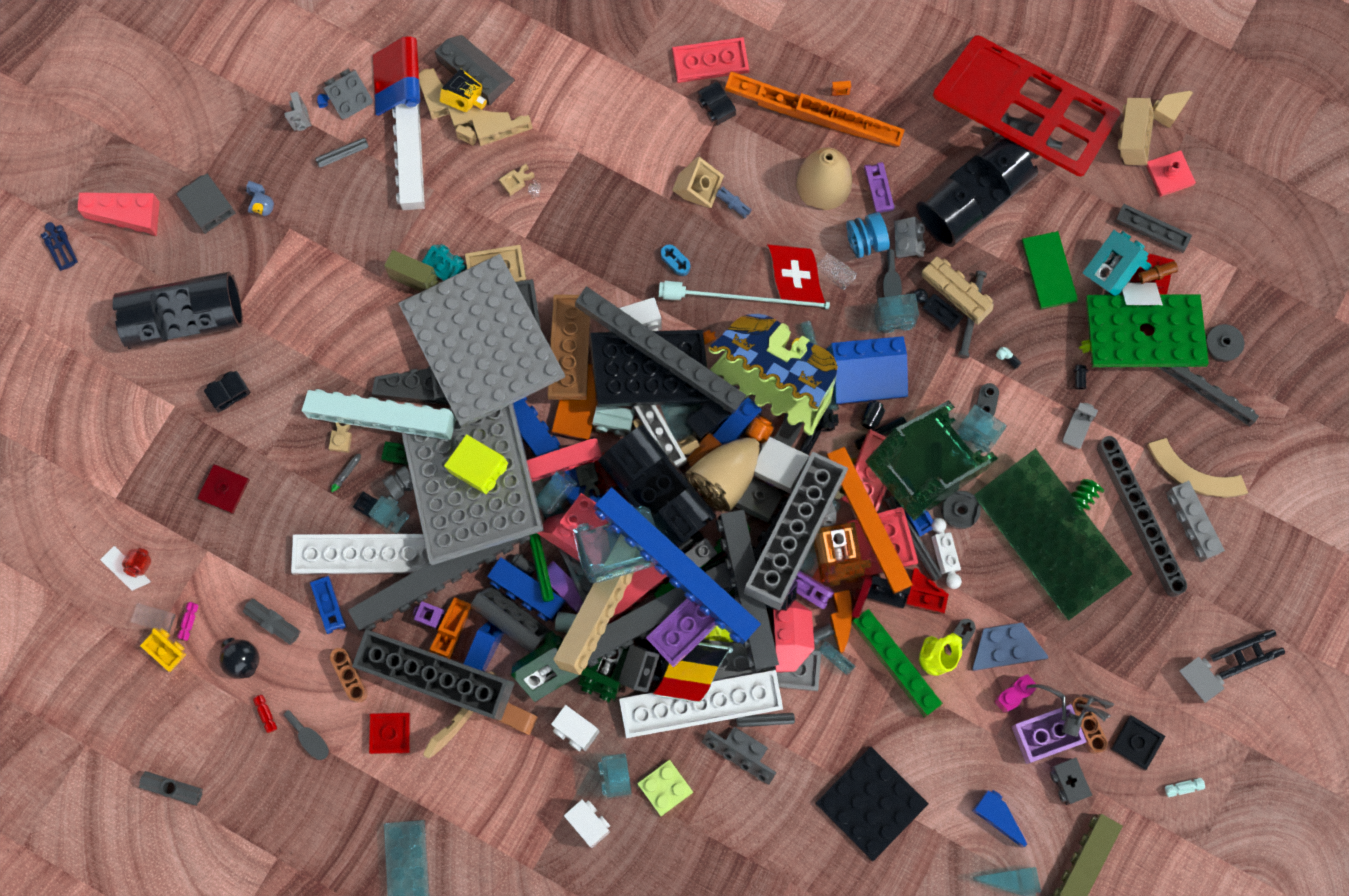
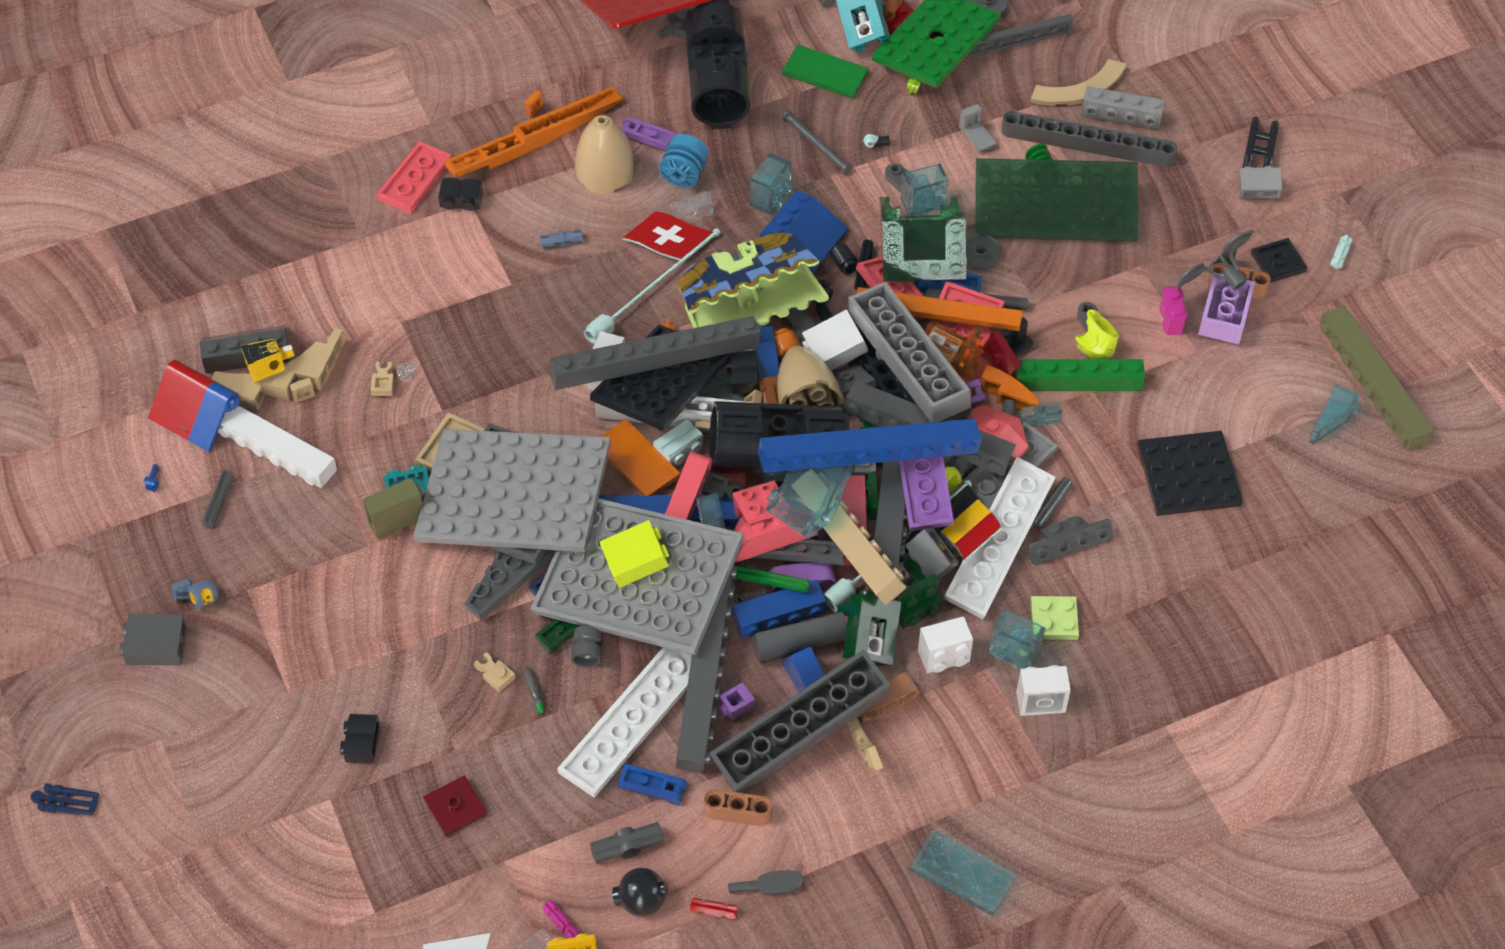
camera: 55 degrees left, 20 degrees down
(126, 210) = (87, 715): coral wedge -> none
(136, 562) = (461, 927): clear red head -> none
(178, 310) = (244, 719): black cylinder -> none
(299, 116) = (147, 501): light grey bracket -> none
(347, 93) = (164, 455): dark grey bracket -> none
(365, 504) = (580, 692): black tile -> none
(379, 414) = (507, 616): light aqua brick -> none
(386, 511) = (605, 678): clear light blue brick -> none
(389, 733) = (823, 808): red plate -> none
(451, 628) = (761, 688): orange slope -> none
(571, 348) = (561, 417): medium nougat plate -> none
(672, 263) = (573, 311): dark azure beam -> none
(698, 183) = (519, 250): tan slope -> none
(892, 281) = (737, 176): dark grey piece -> none
(909, 237) = (715, 142): light grey bracket -> none
(926, 594) = (1040, 319): red wing -> none
(938, 309) = (800, 157): black plate -> none
(946, 553) = (1015, 286): white plate -> none
(958, 290) = (788, 134): tan brick -> none
(998, 815) = (1271, 387): blue slope -> none
(1006, 647) = (1126, 295): sand blue wing -> none
(1078, 789) = (1278, 320): dark grey brick -> none
(1080, 377) = (931, 103): black pin -> none
(1141, 294) = (904, 20): white sticker -> none

